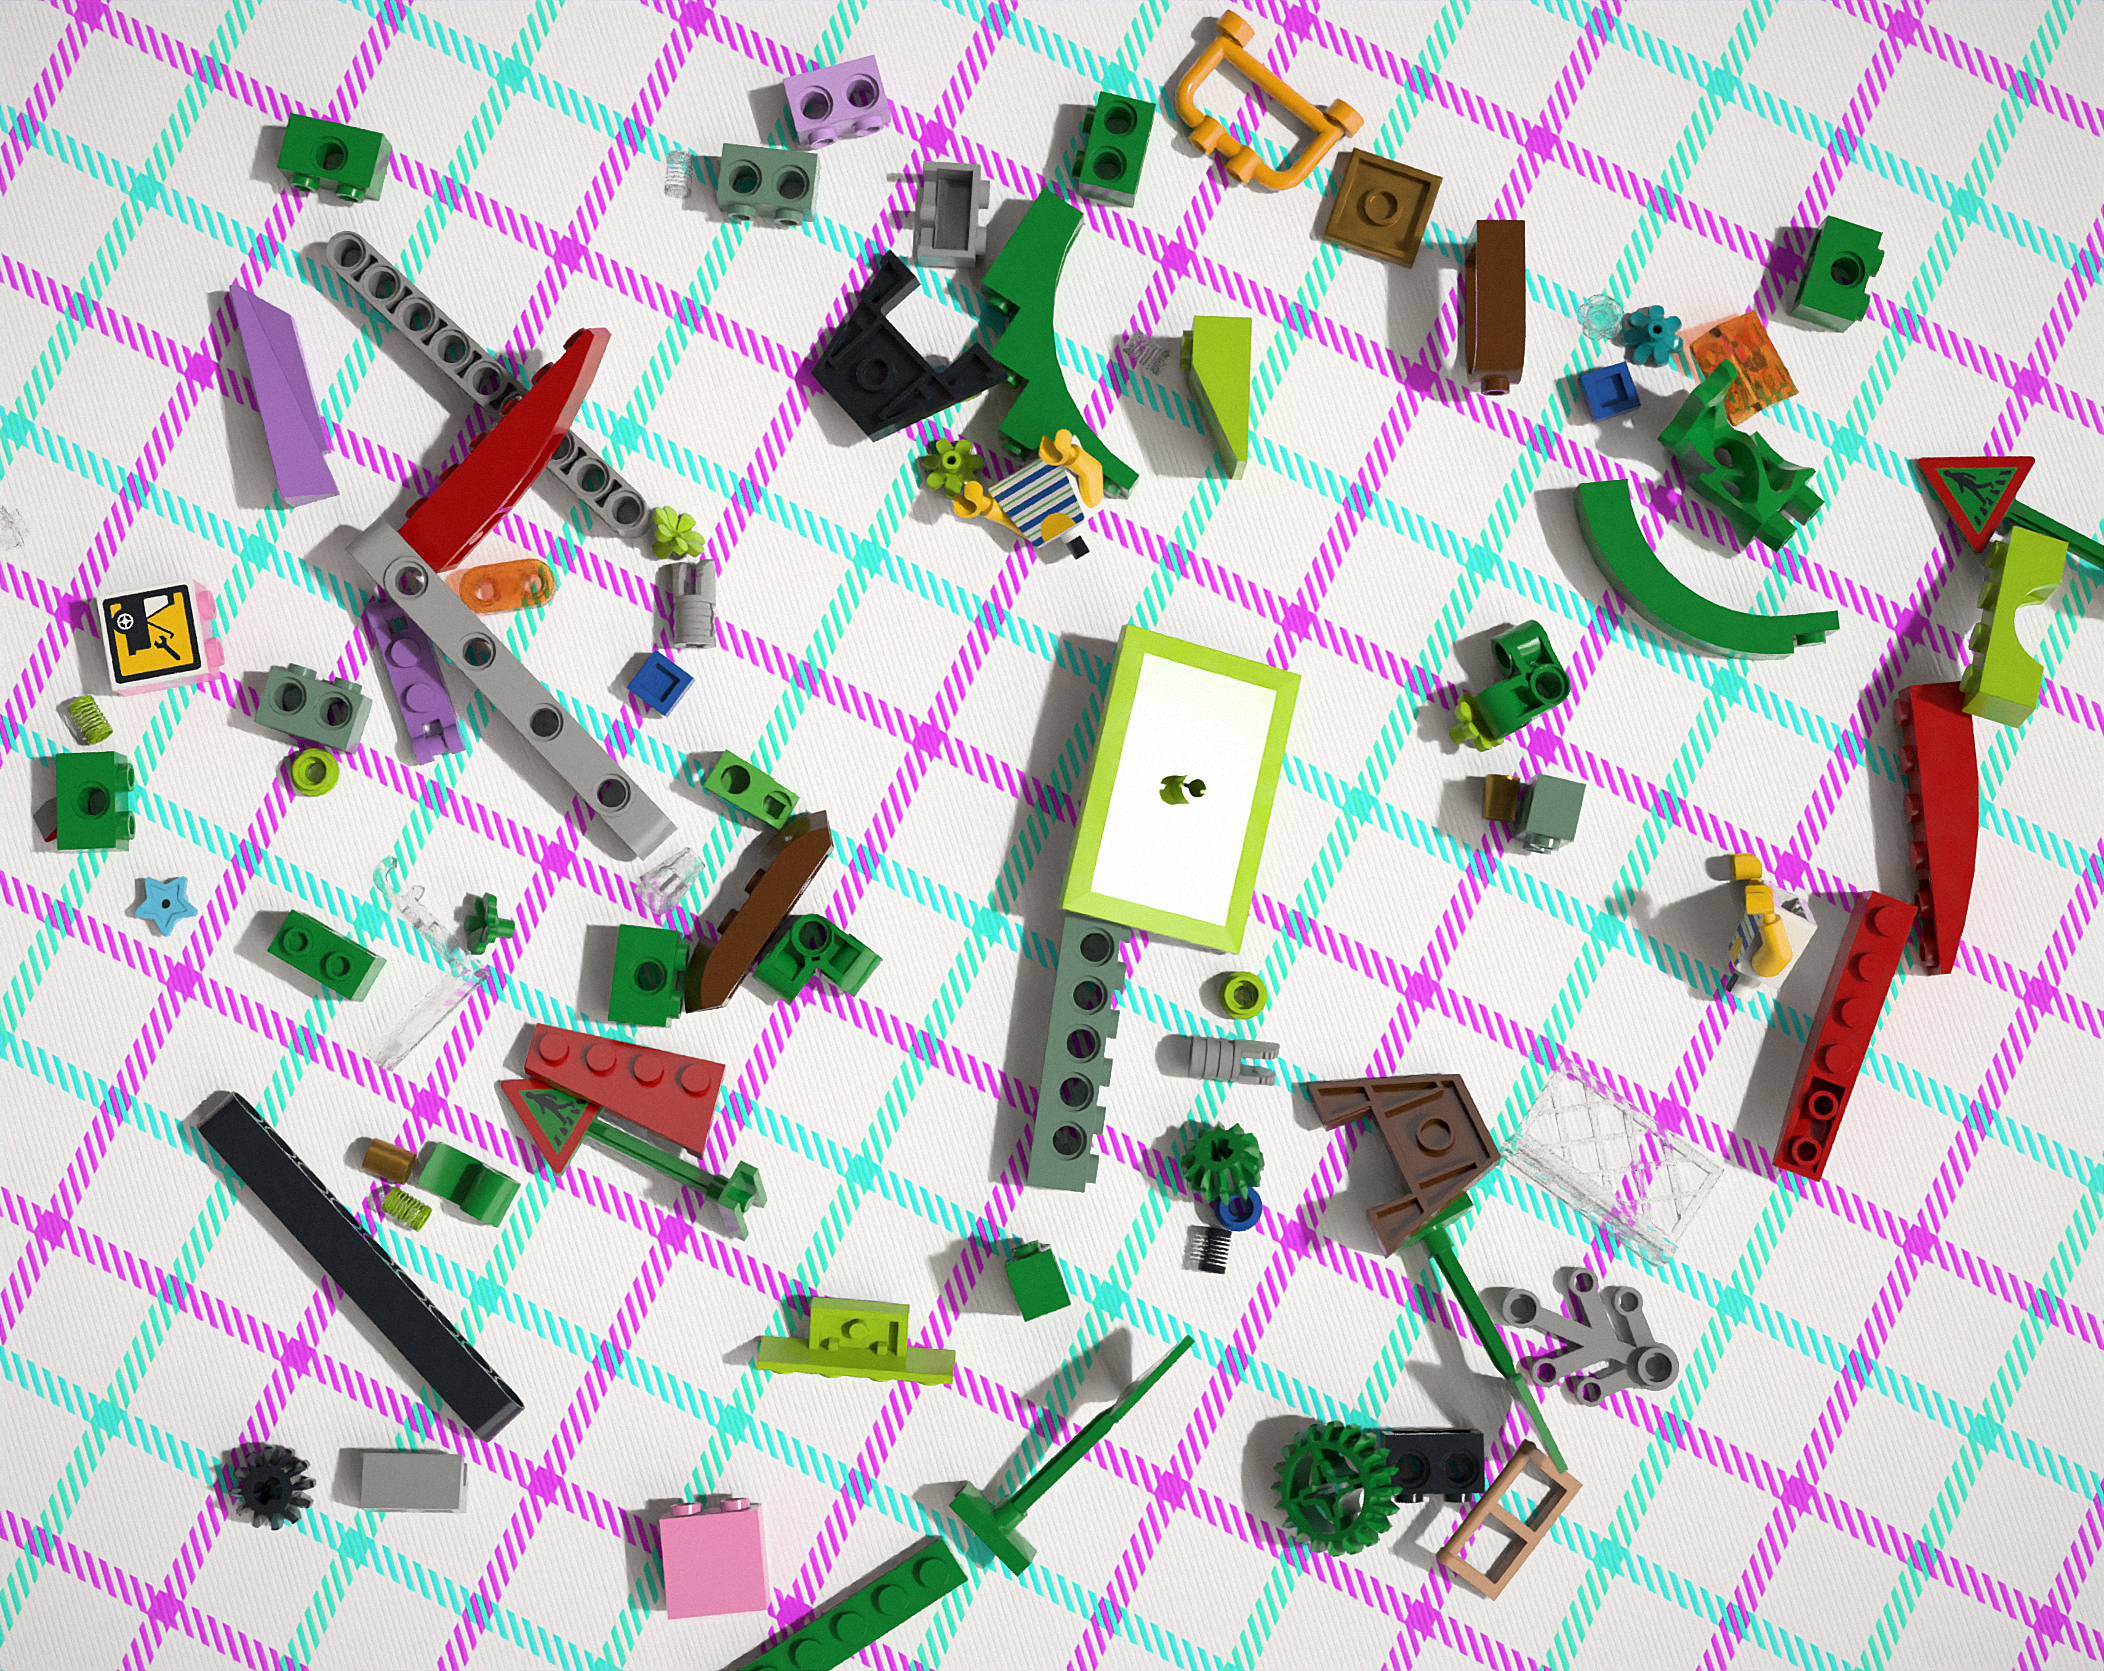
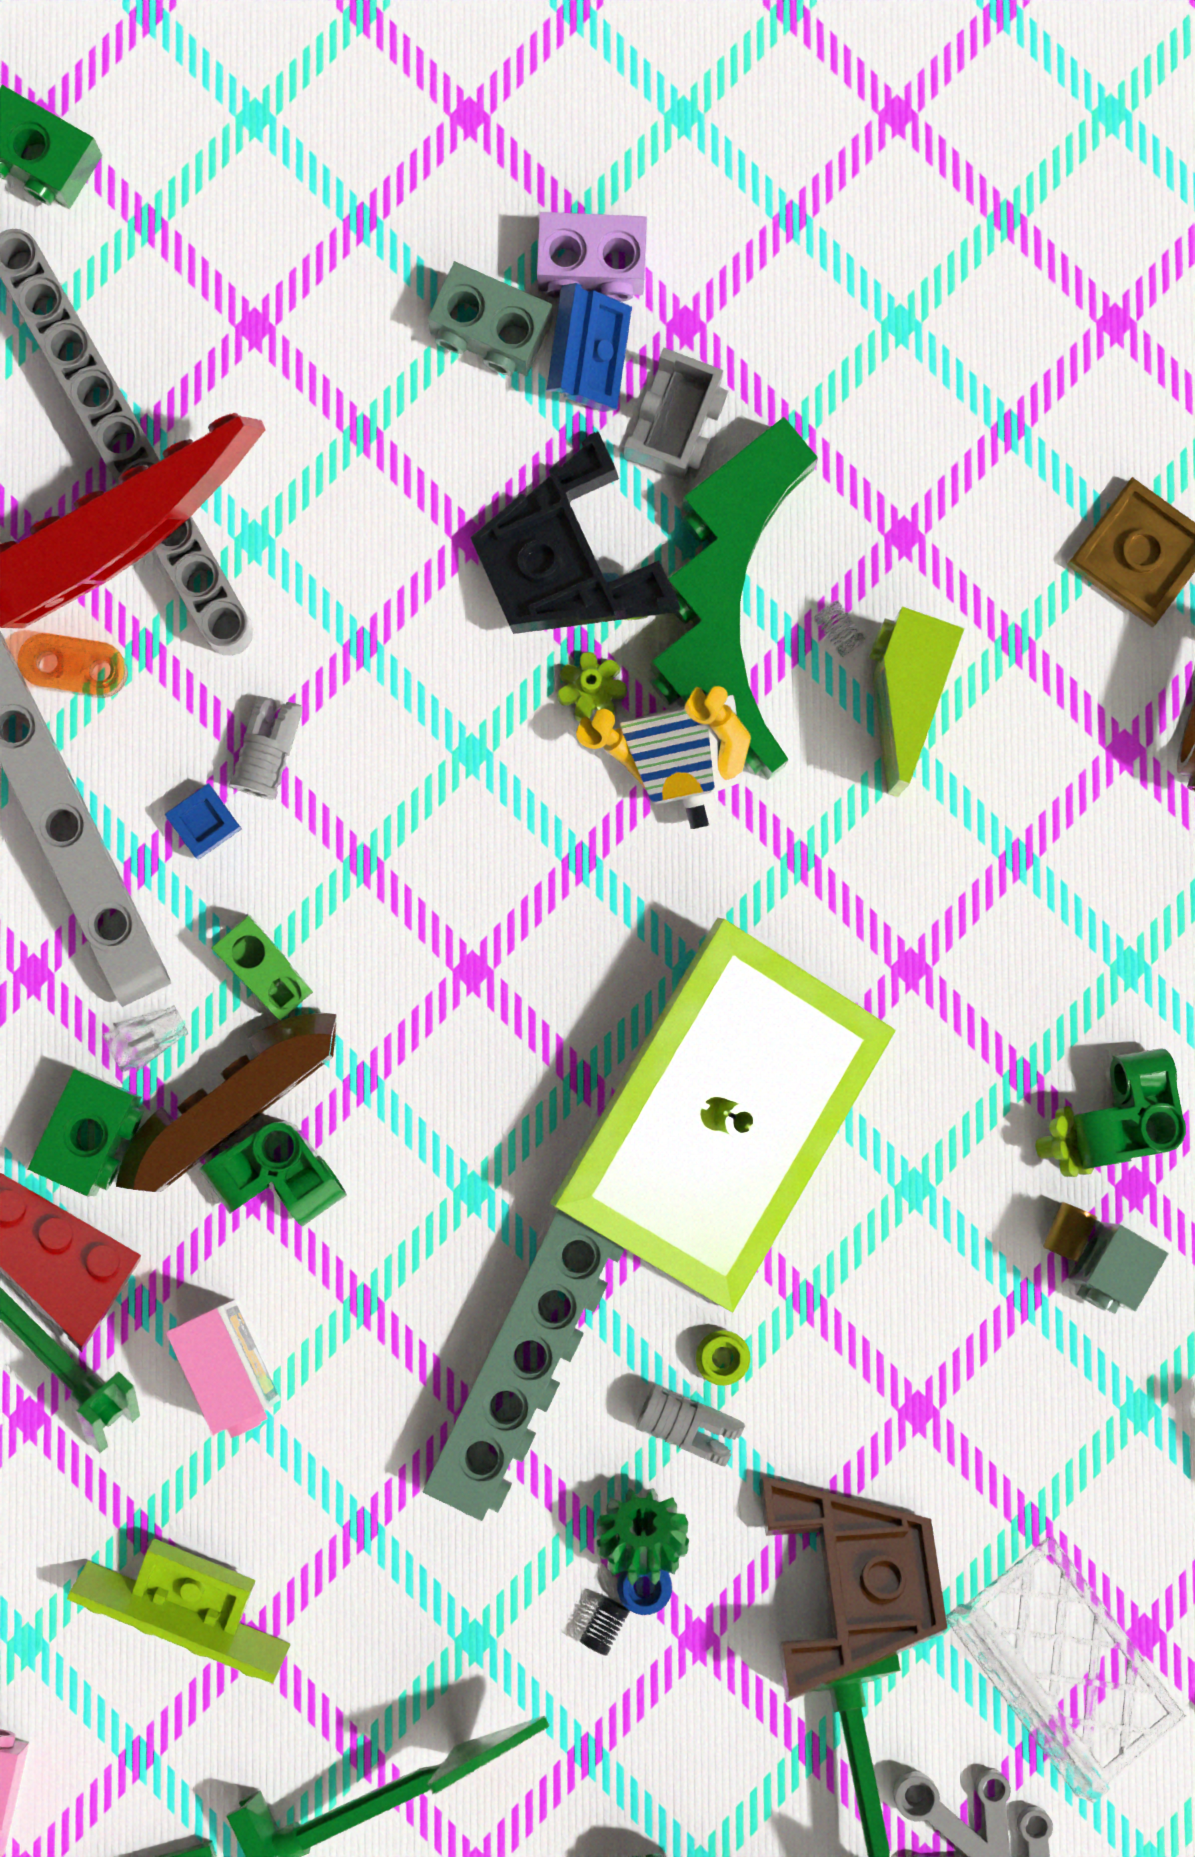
camera: 15 degrees right, 0 degrees up
(675, 534) = (270, 665): lime plant -> none
(680, 158) = (404, 263): clear piece -> none
(827, 1134) = (224, 1369): none -> bright pink piece
(860, 180) = (589, 347): none -> blue plate
(1036, 1280) = (399, 1601): green brick -> none
(1123, 150) = (882, 403): green brick -> none
(1244, 162) = (1009, 456): light orange bar -> none

